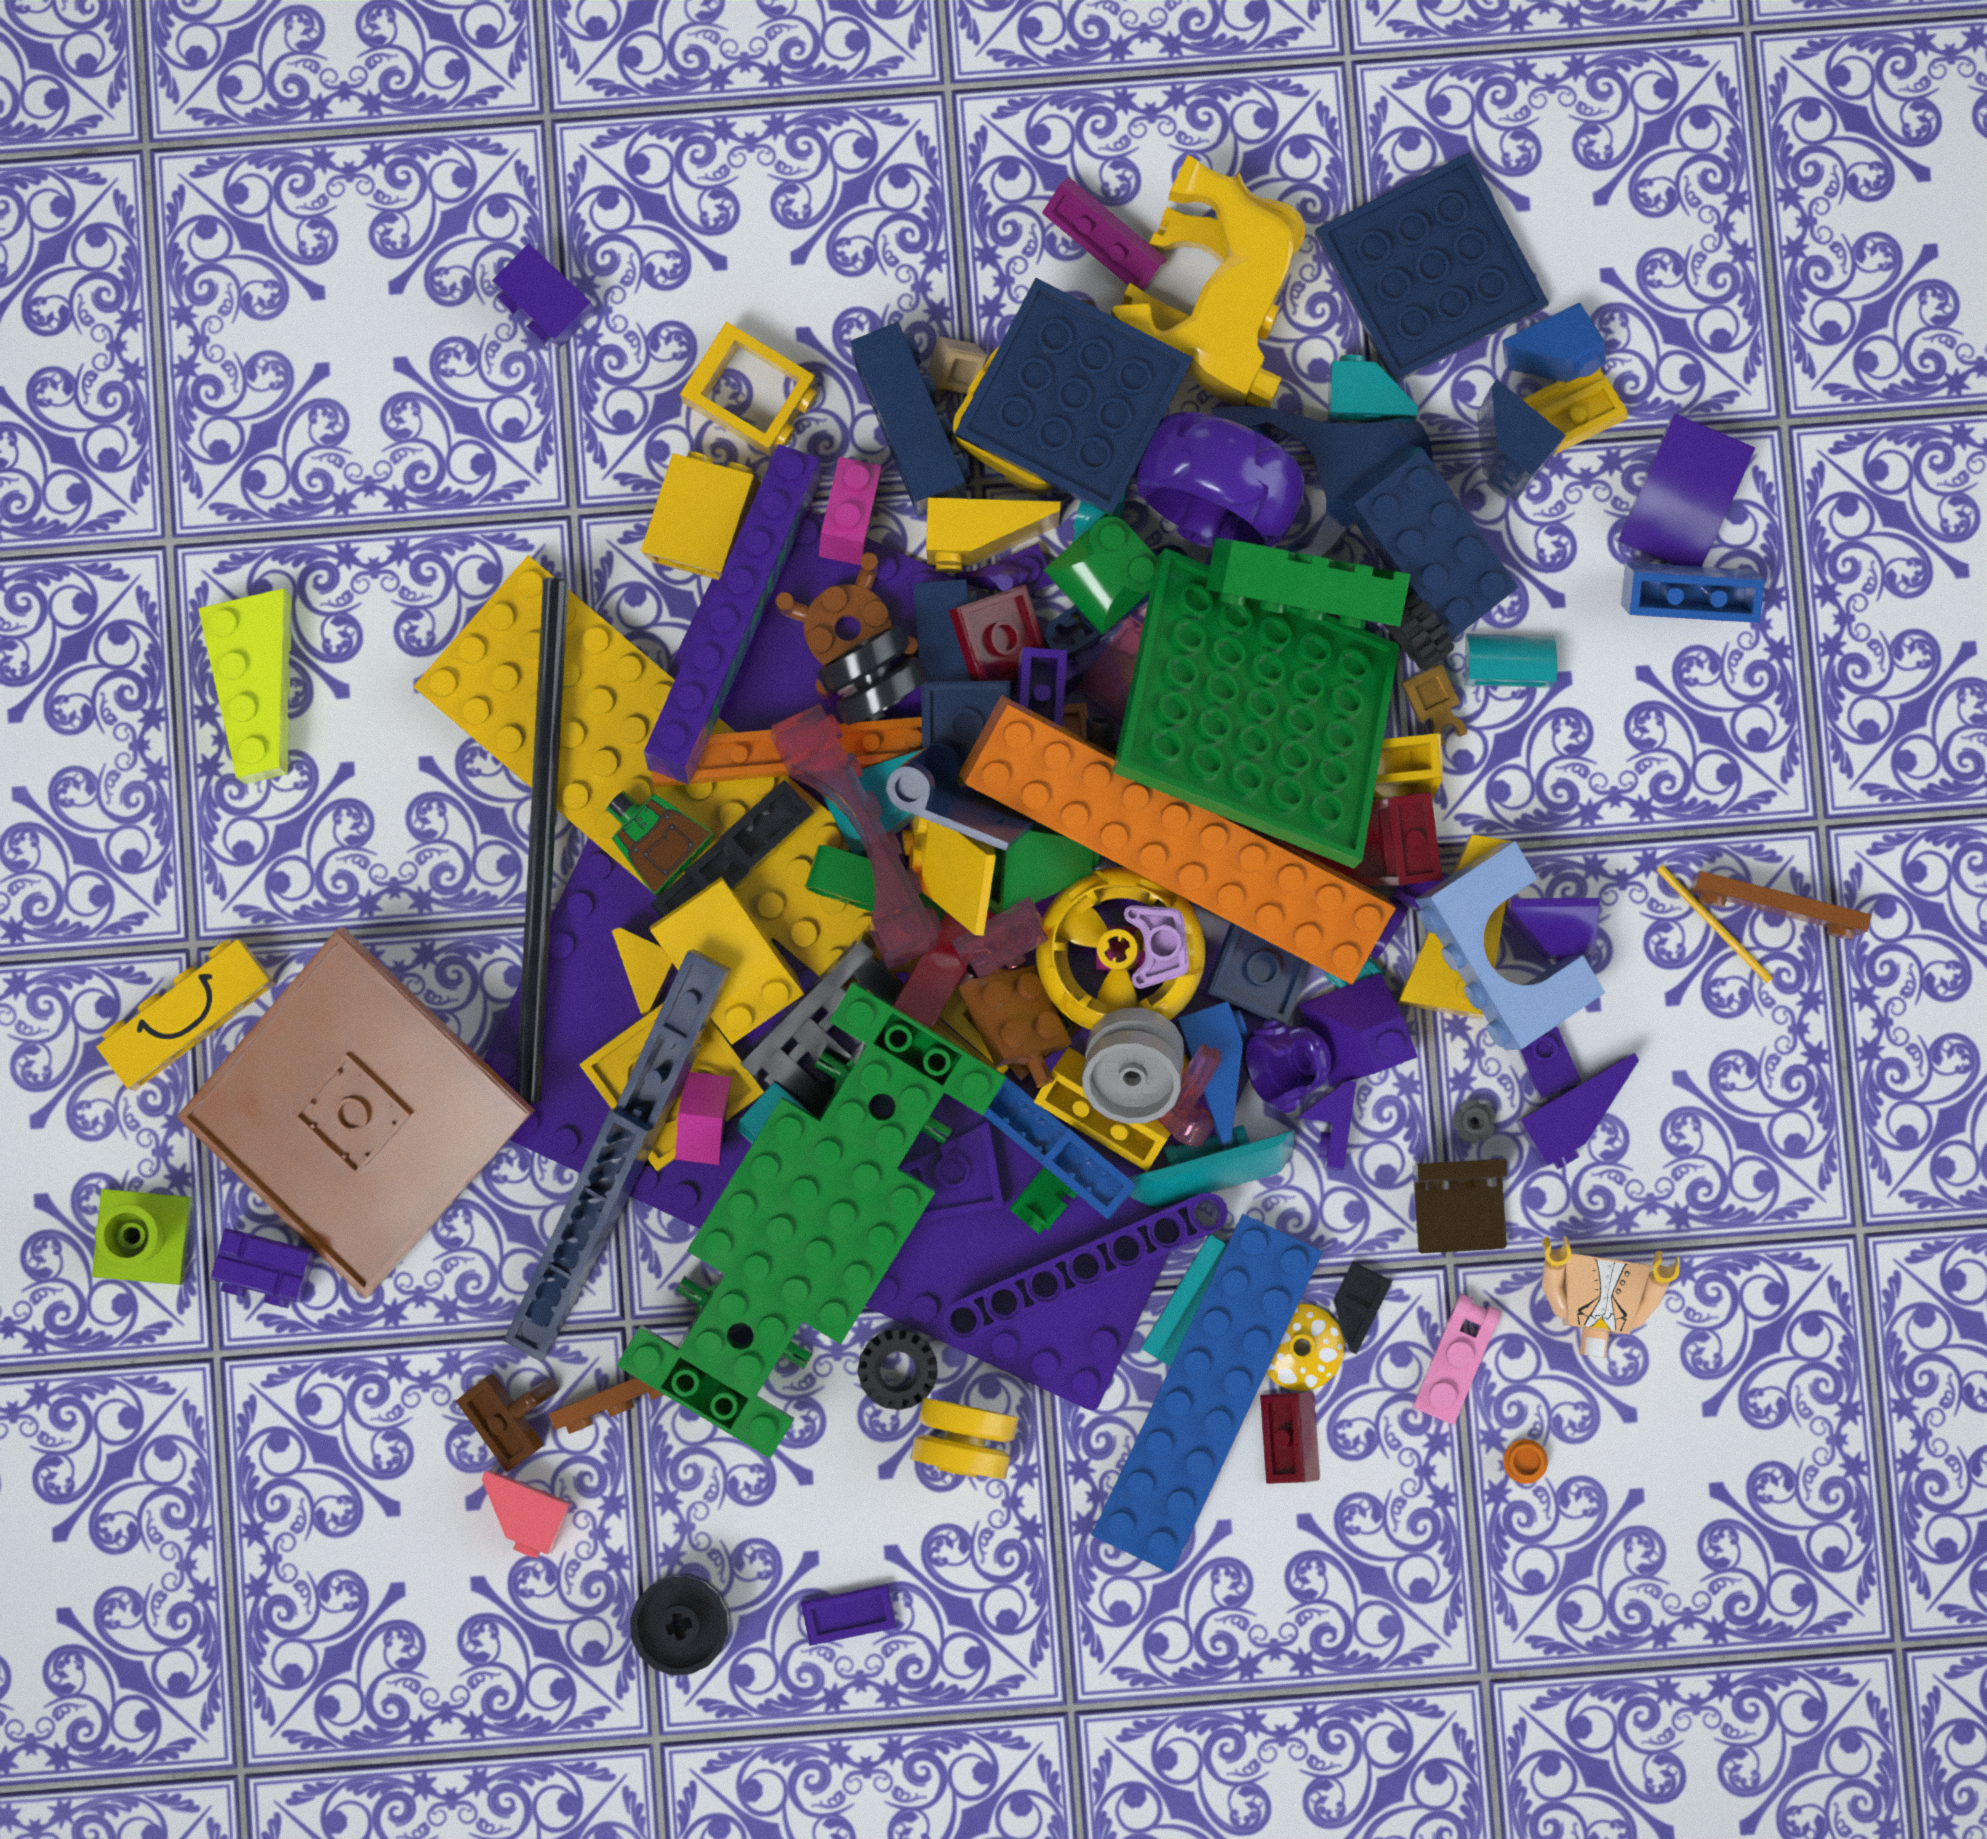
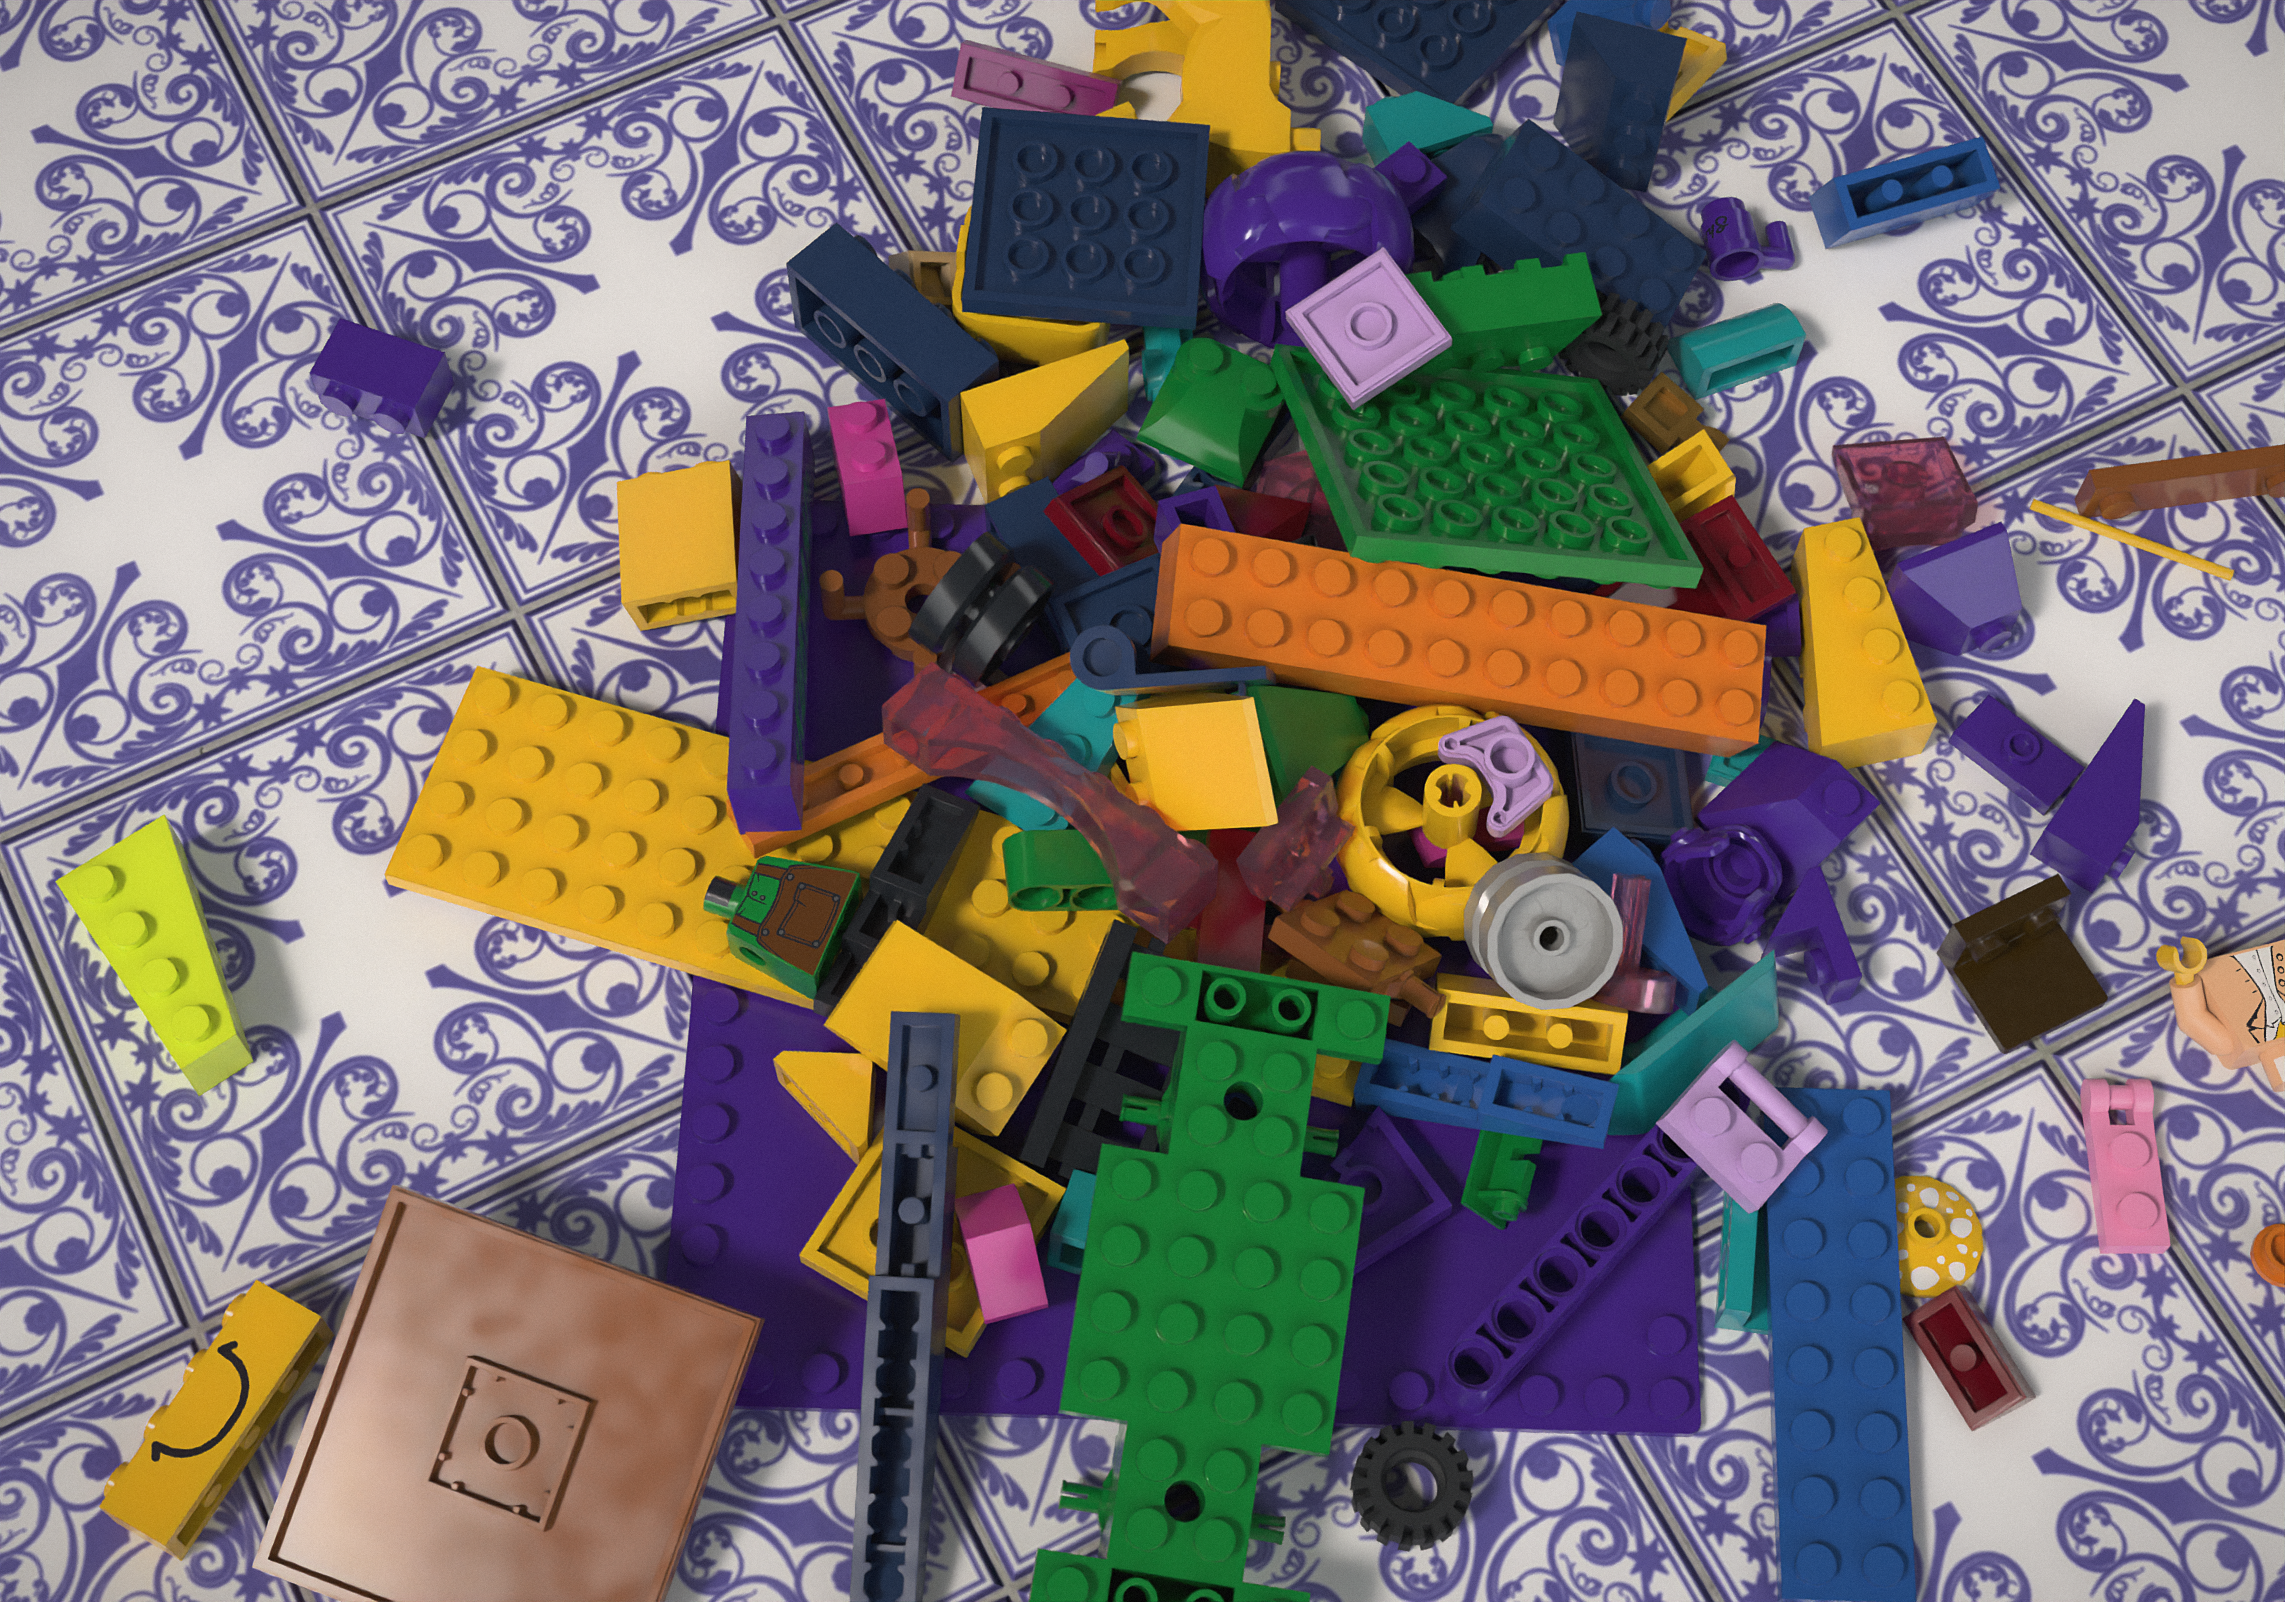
camera: 25 degrees left, 20 degrees down
(541, 839) = (632, 985): black axle -> none
(711, 368) = (675, 433): yellow window -> none
(964, 1438) = (1551, 1527): yellow wheel -> none
(1092, 681) = (1264, 514): none -> dark red slope
(1192, 1244) = (1728, 1141): none -> lavender plate
(1221, 581) = (1368, 328): none -> lavender tile
(1329, 439) = (1413, 176): none -> dark purple plate
(1359, 1302) = (1963, 1148): black tile -> none
(1458, 916) = (1851, 608): medium blue arch -> none
(1466, 1130) = (1974, 880): dark grey plate -> none
(1551, 576) = (1733, 242): none -> dark purple piece
(1567, 825) = (1906, 491): none -> clear pink slope
(1685, 493) = (1833, 98): dark purple slope -> none

